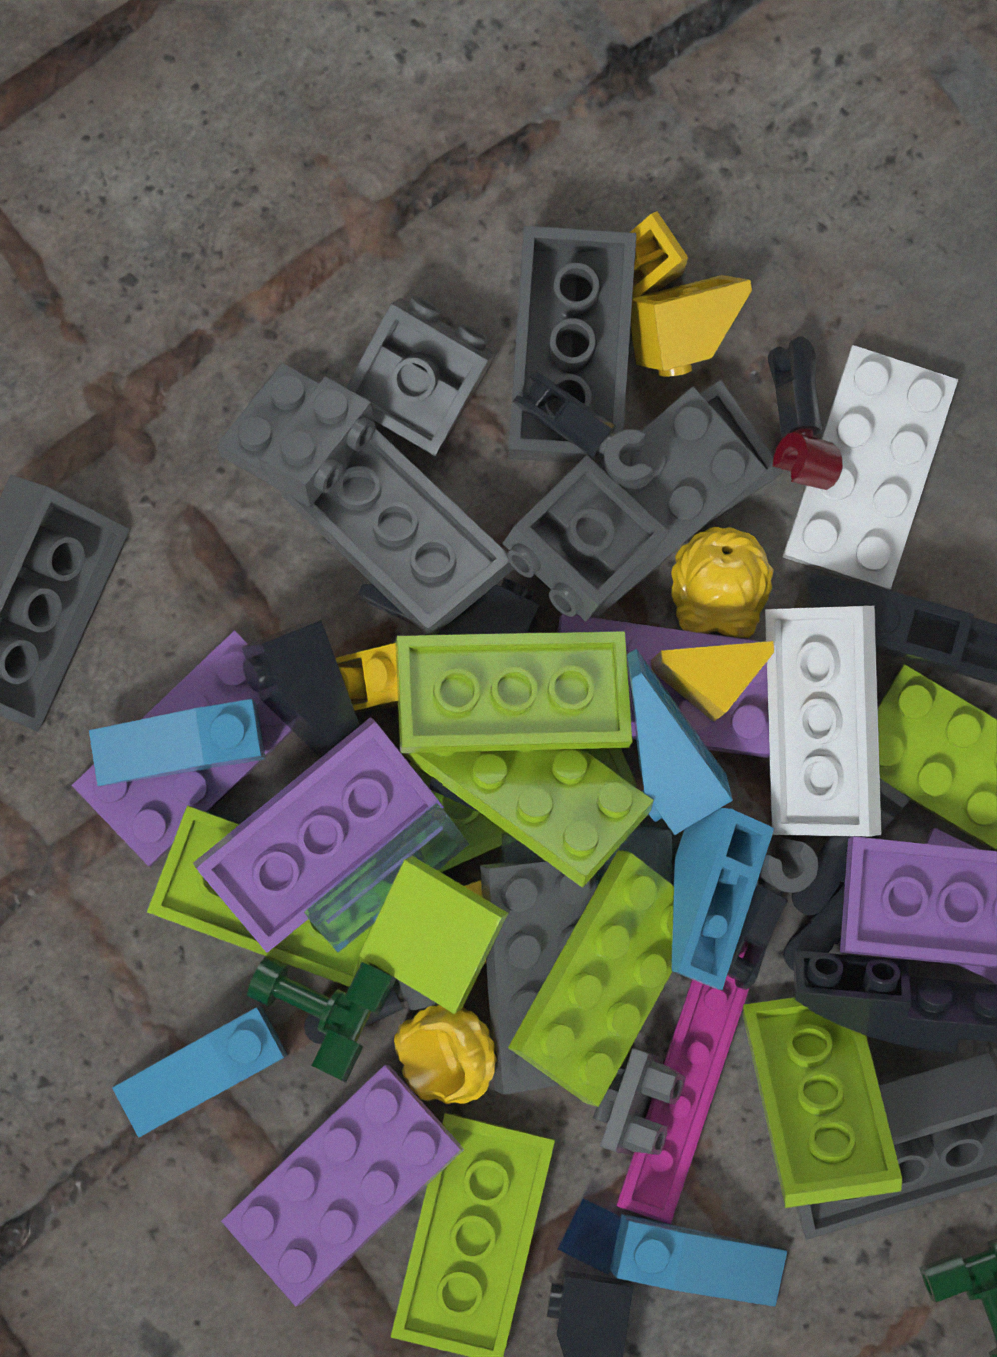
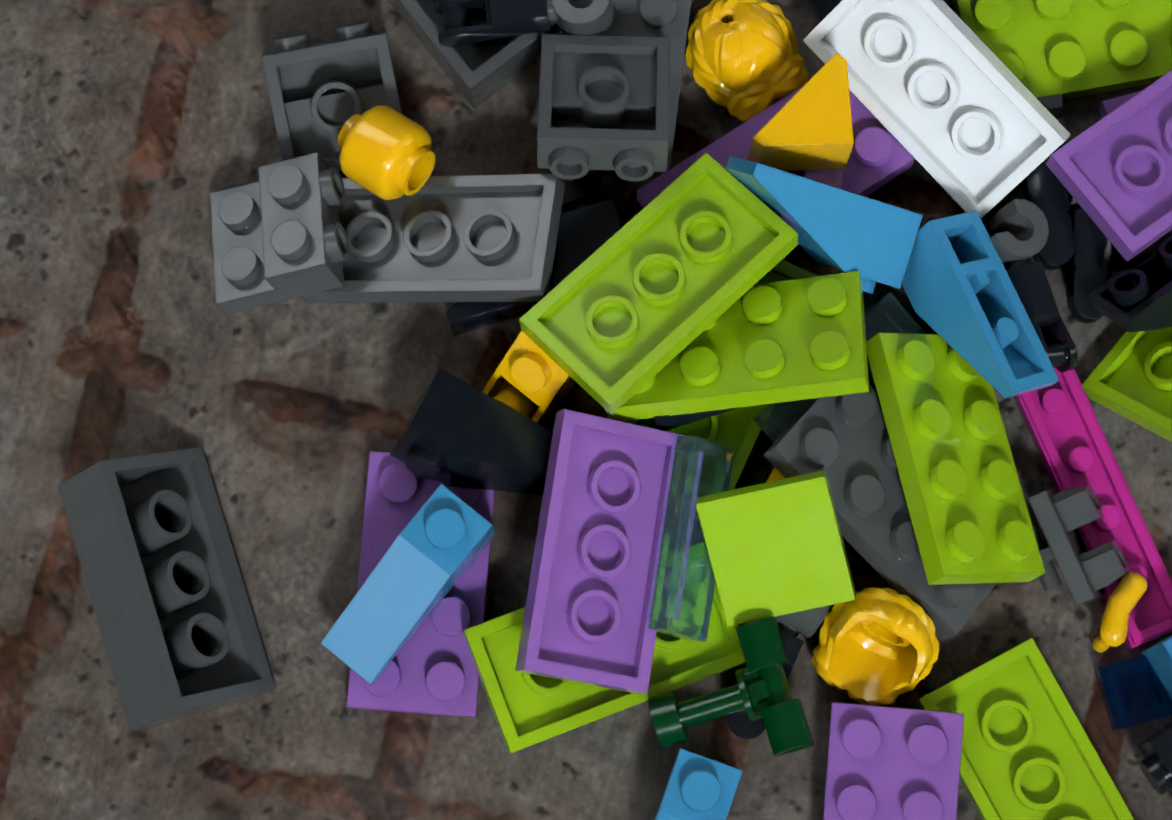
camera: 40 degrees left, 5 degrees down
(415, 442) = (386, 153): none -> yellow head
(633, 1170) = (1117, 611): none -> yellow piece

